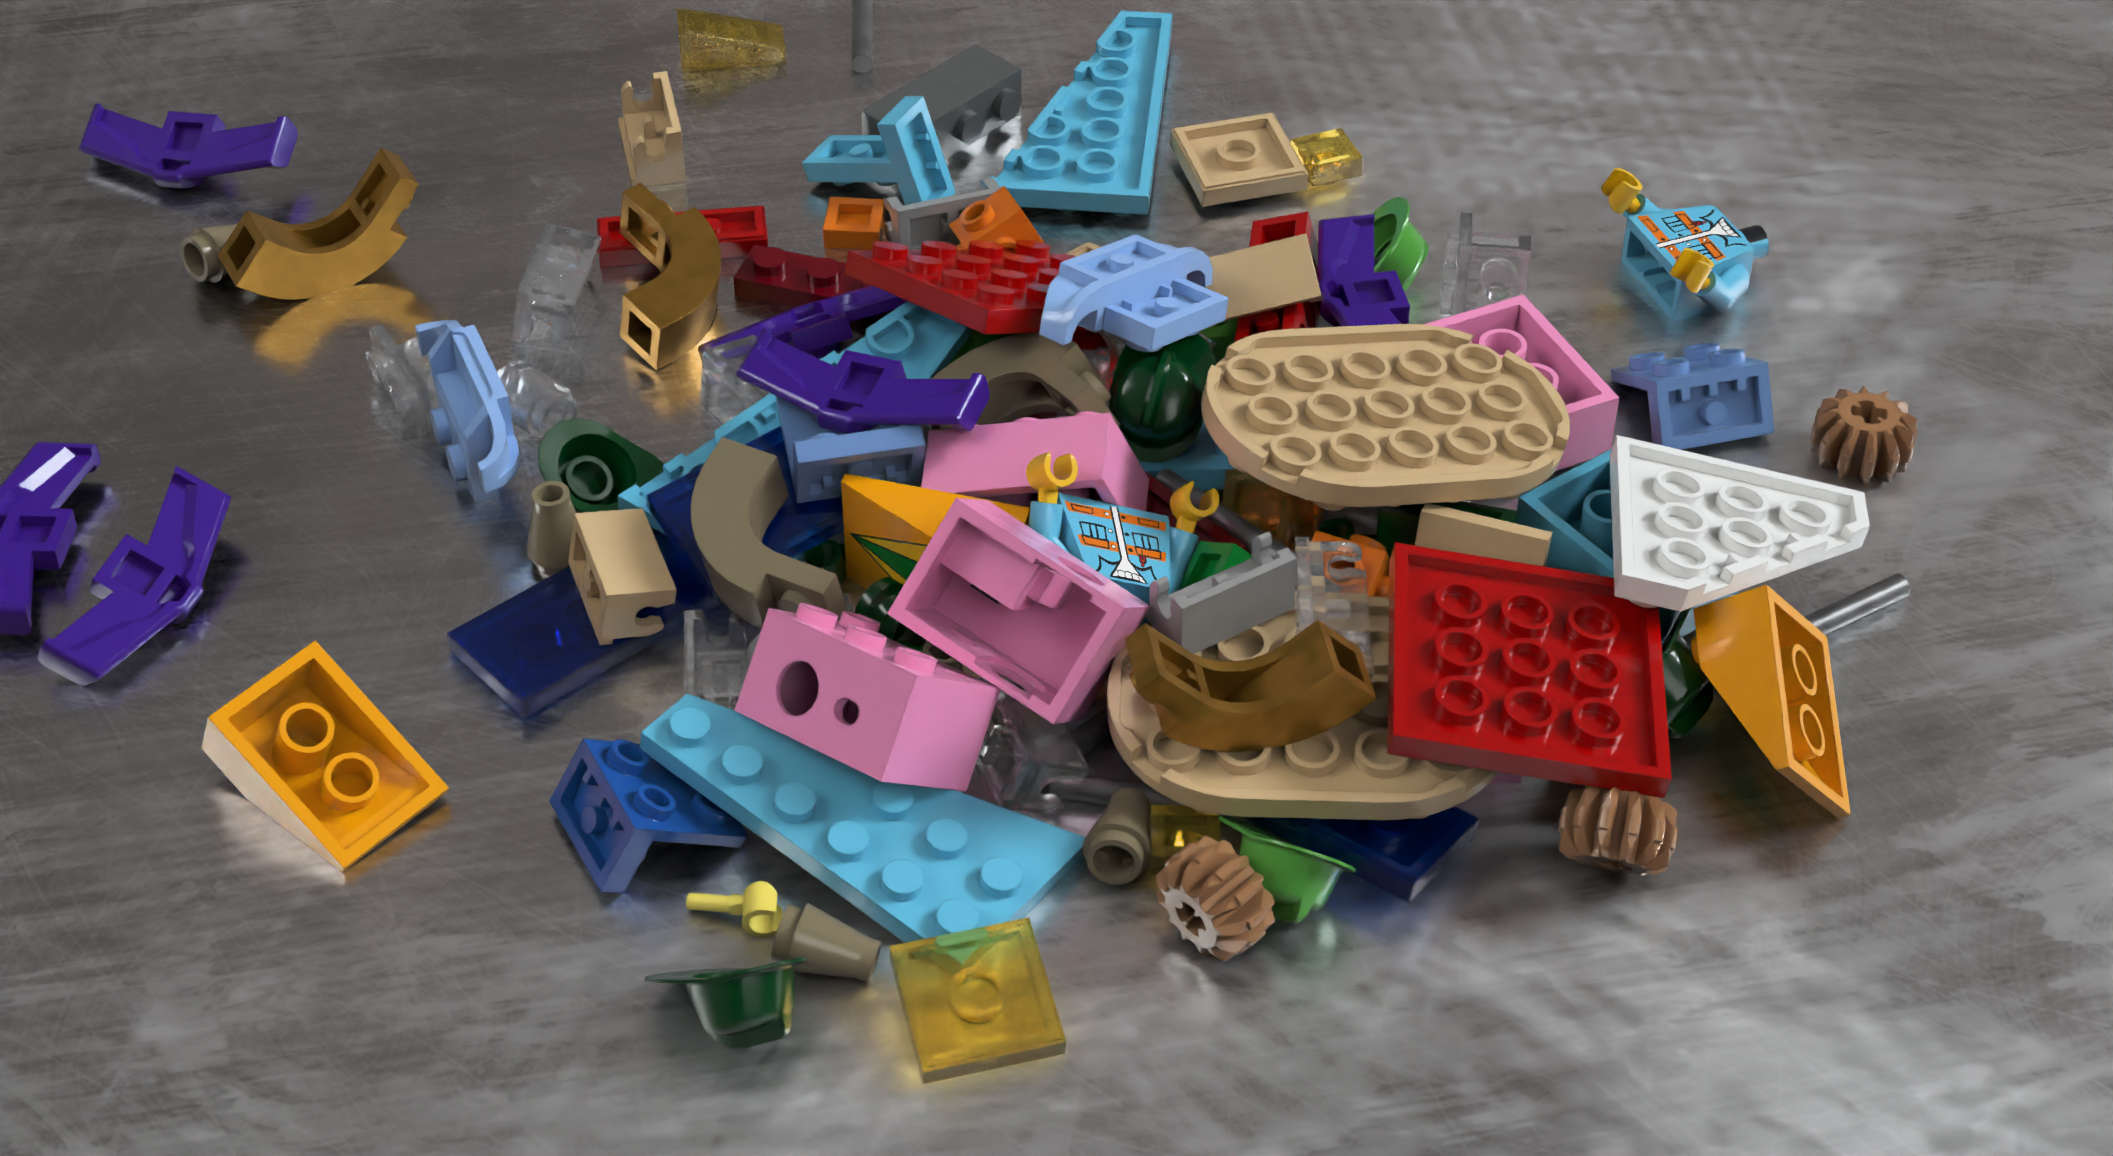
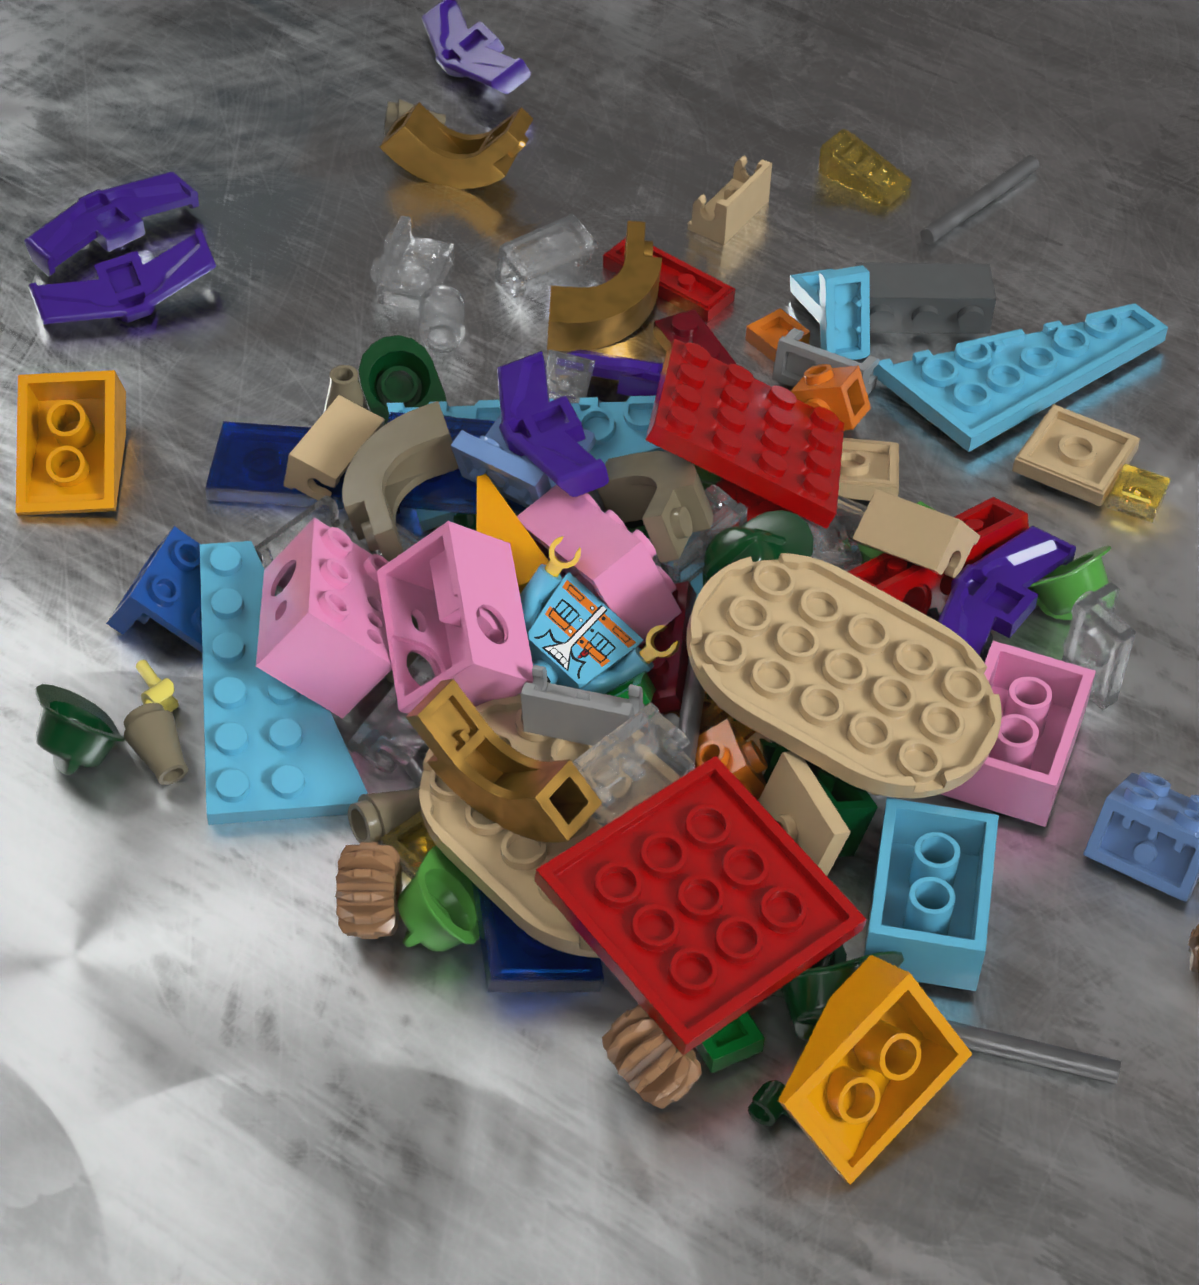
camera: 45 degrees right, 5 degrees up
(472, 408) = (384, 302): light blue plate -> none
(976, 1000) = (187, 840): clear yellow tile -> none
(1134, 293) = (779, 479): light blue plate -> none
(1714, 526) = (973, 911): white plate -> none
(1728, 802) = (765, 1103): none -> dark green hand

